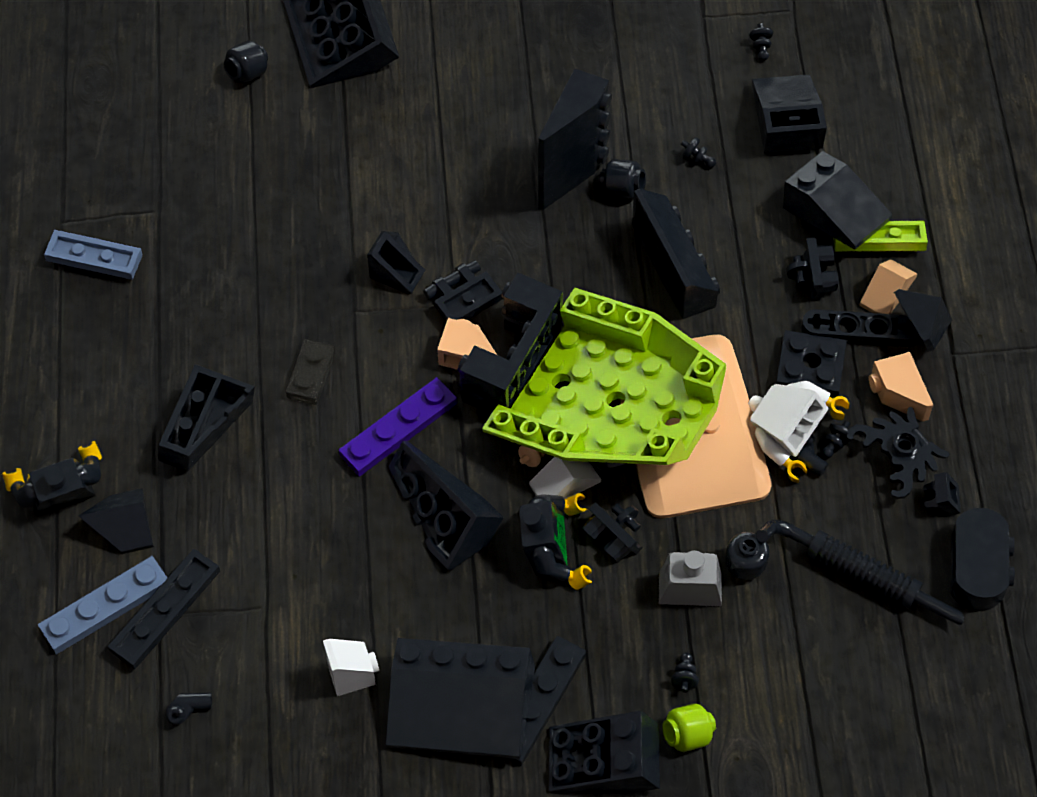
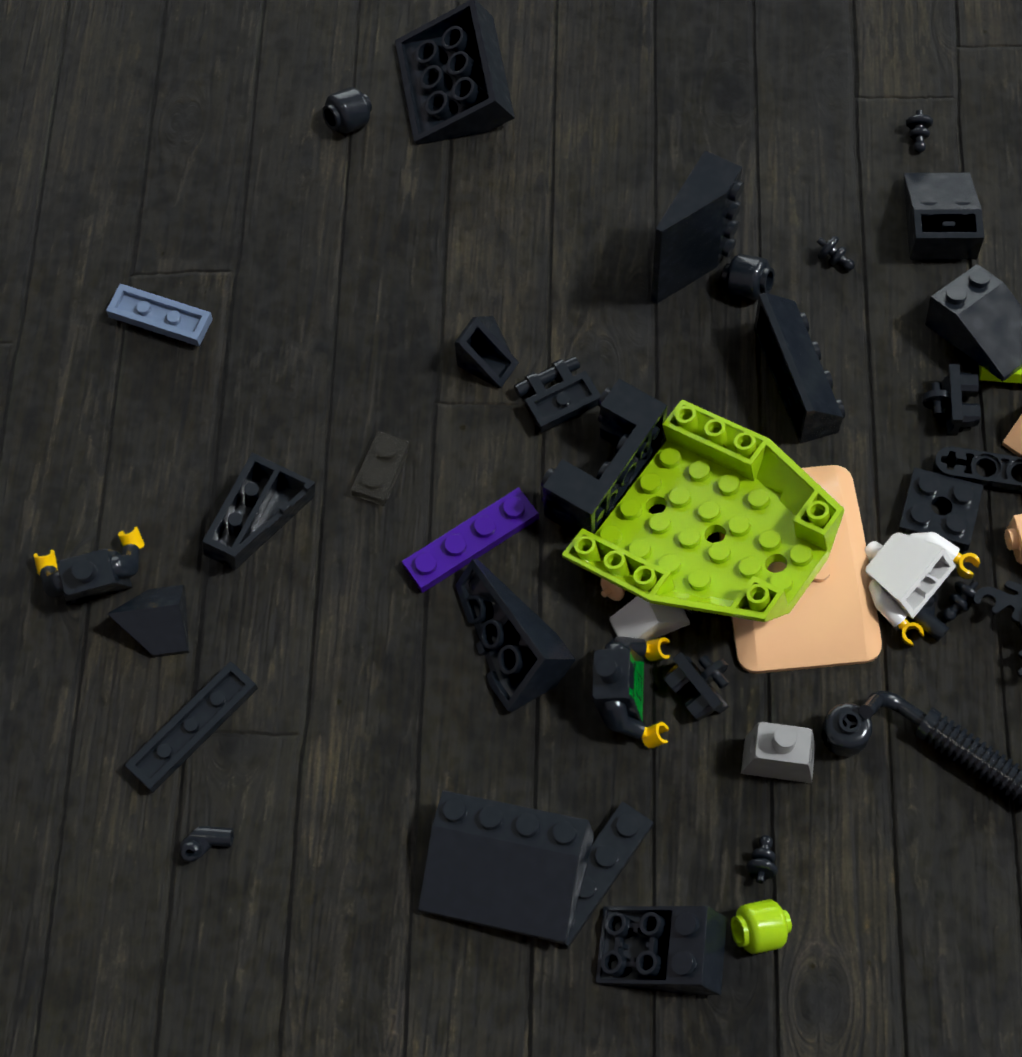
camera: 10 degrees right, 5 degrees up
(103, 605) = (126, 715): sand blue plate -> none
(350, 665) = (387, 814): white slope -> none
(459, 340) = (547, 448): light nougat slope -> none

